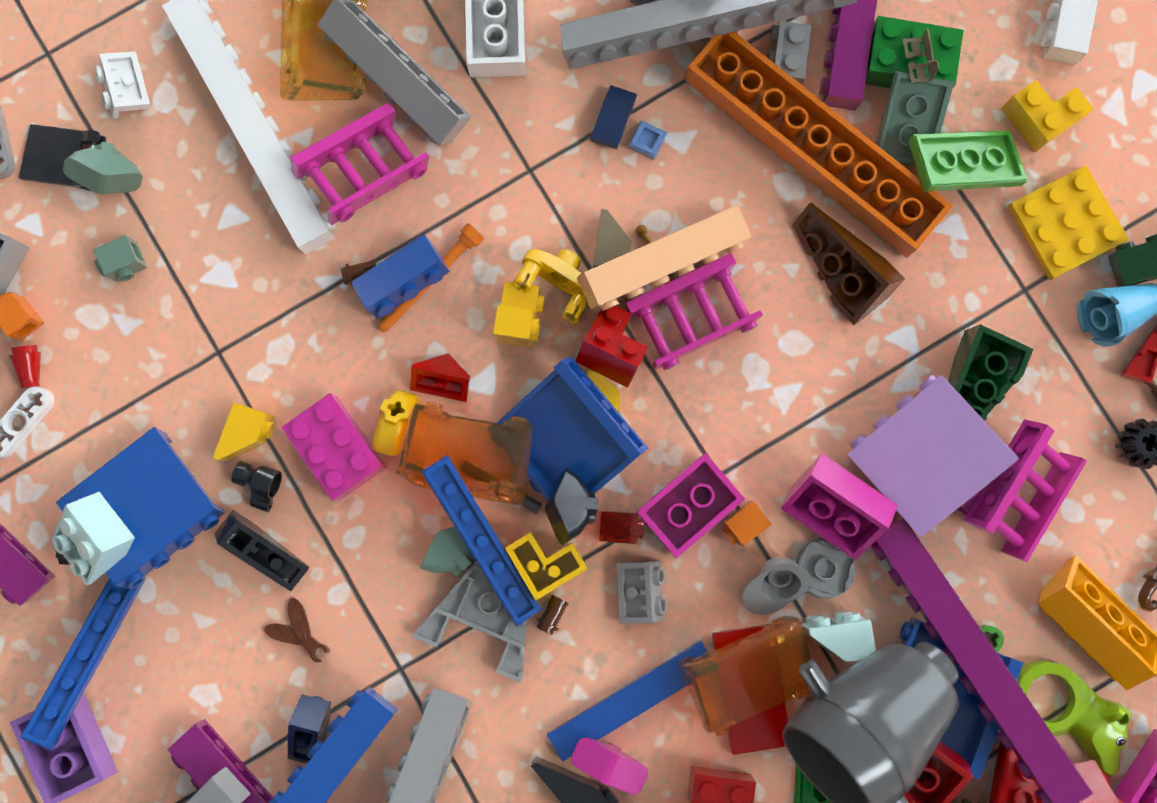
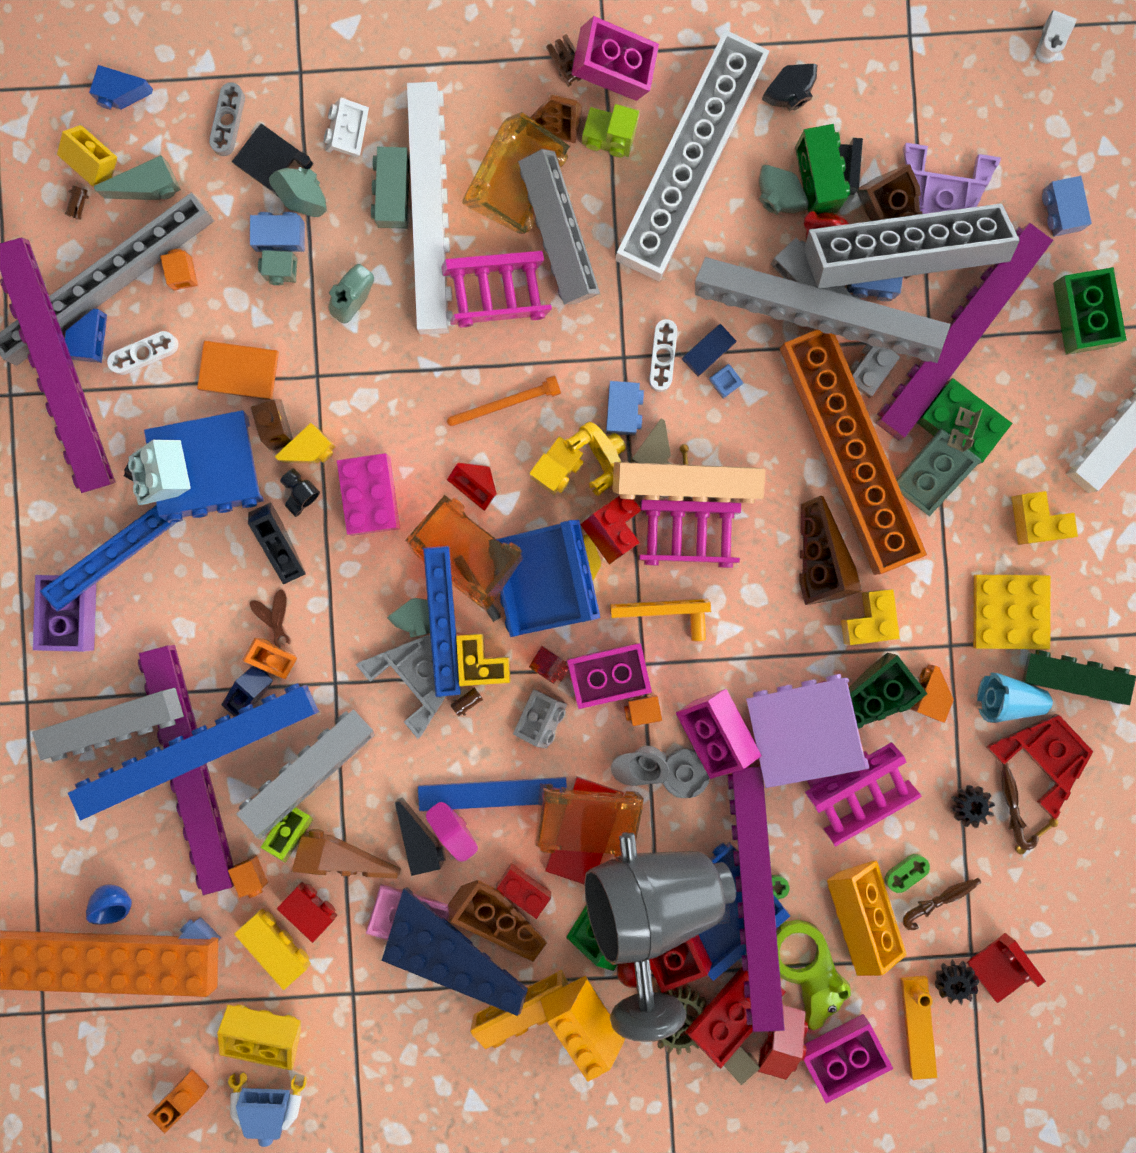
camera: 25 degrees right, 5 degrees up
(26, 365) = (169, 312): red cone -> none
(100, 224) = (277, 232): none -> medium blue brick
(129, 389) = (238, 370): none -> orange tile
(191, 423) = (272, 423): none -> reddish brown torso
(198, 119) = (391, 187): none -> sand green brick
(209, 248) = (350, 293): none -> sand green piece
(314, 679) = (269, 658): none -> orange slope
(352, 272) = (452, 370): reddish brown pin -> none
(394, 422) = (423, 499): yellow piece -> none
(400, 277) = (483, 391): blue brick -> none
(556, 220) = (623, 408): none -> medium blue brick
(569, 125) = (658, 336): none -> white beam
(570, 507) = (520, 631): piece -> none
(740, 387) = (694, 607): none -> light orange piece
(844, 636) = (670, 829): light aqua slope -> none
(939, 302) = (879, 620): none -> yellow brick
(967, 160) = (959, 525): bright green tile -> none
(1048, 349) = (938, 698): none -> orange slope
(1115, 551) = (911, 877): none -> bright green beam

